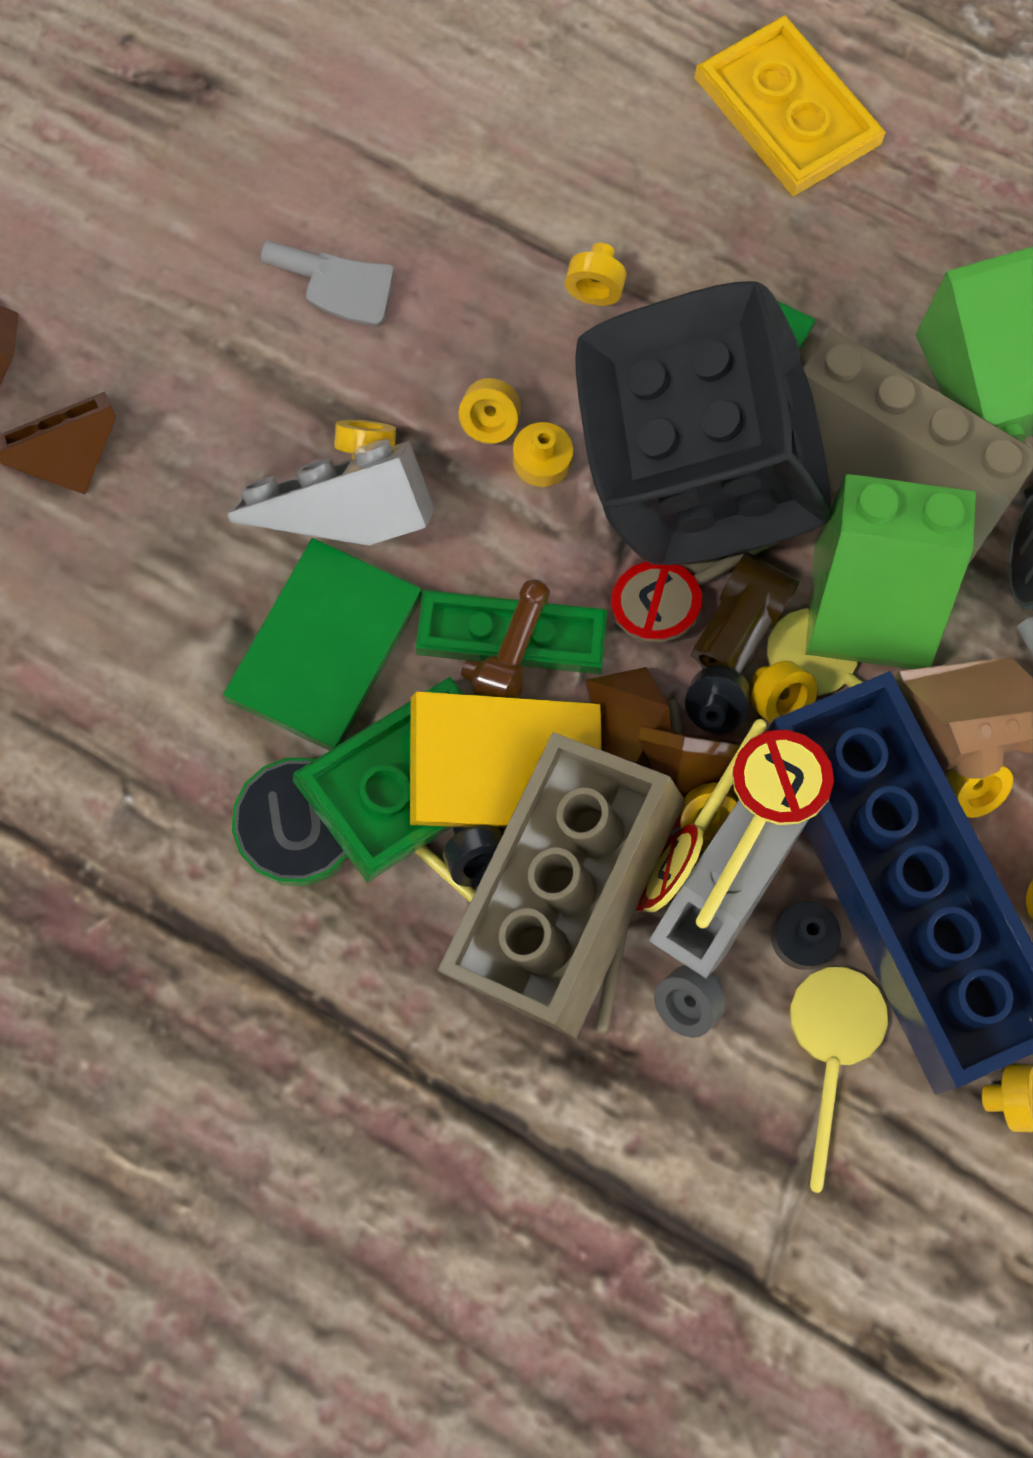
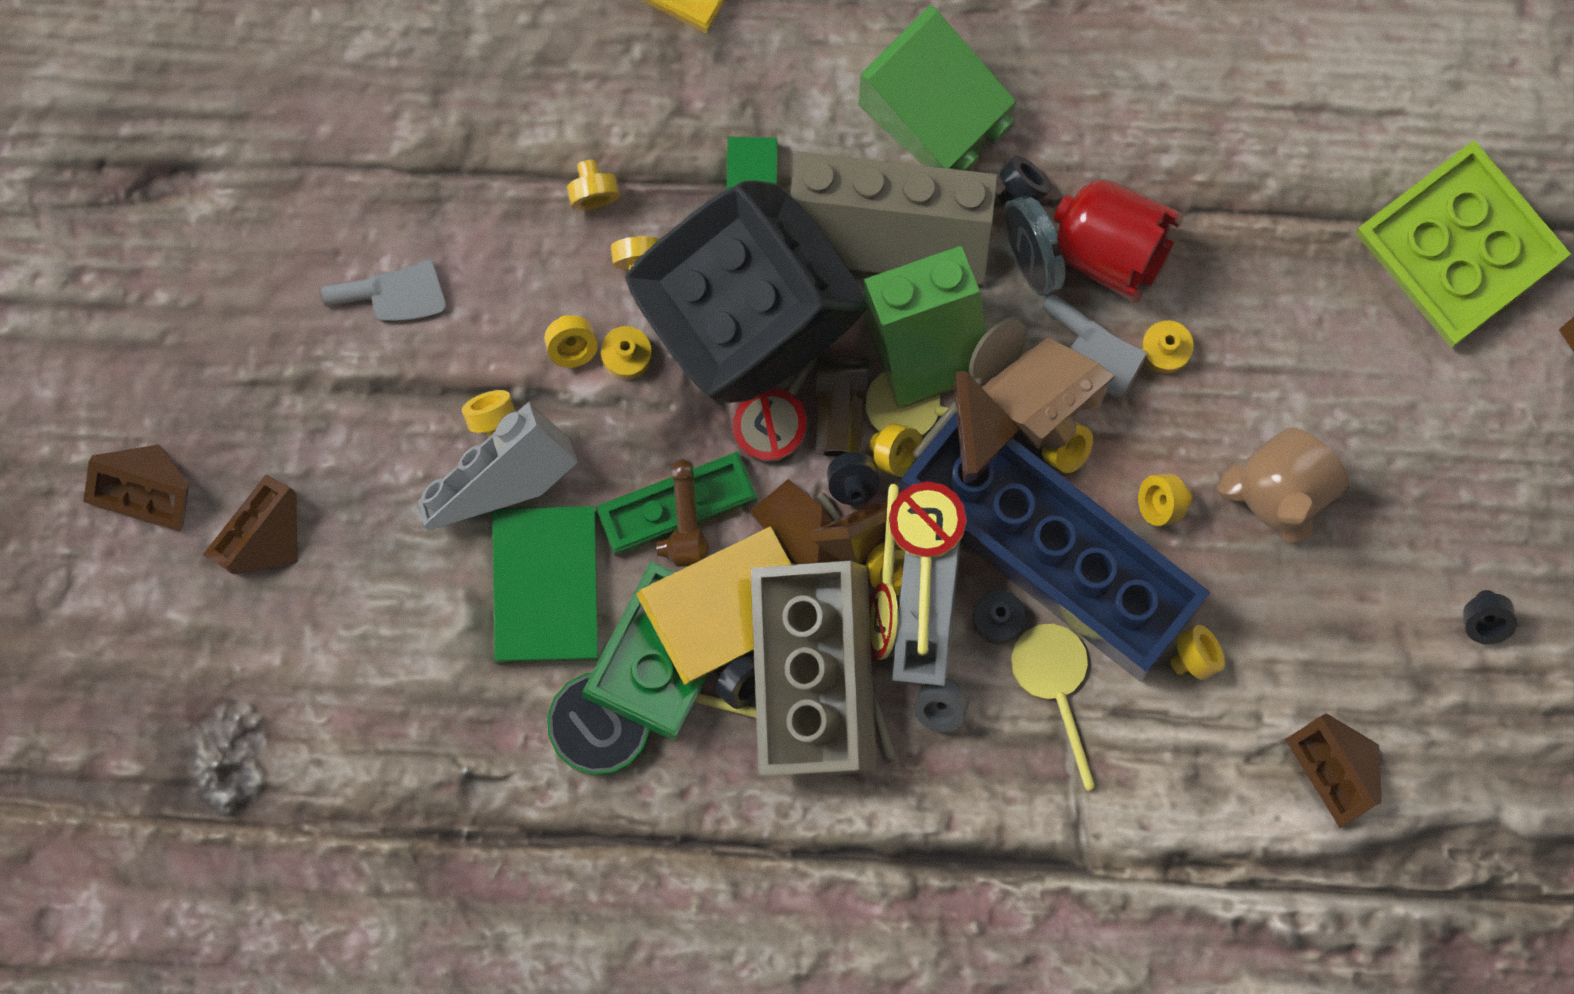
camera: 25 degrees left, 5 degrees up
(897, 704) = (981, 426): none -> reddish brown slope
(946, 639) = (993, 354): none -> dark tan piece

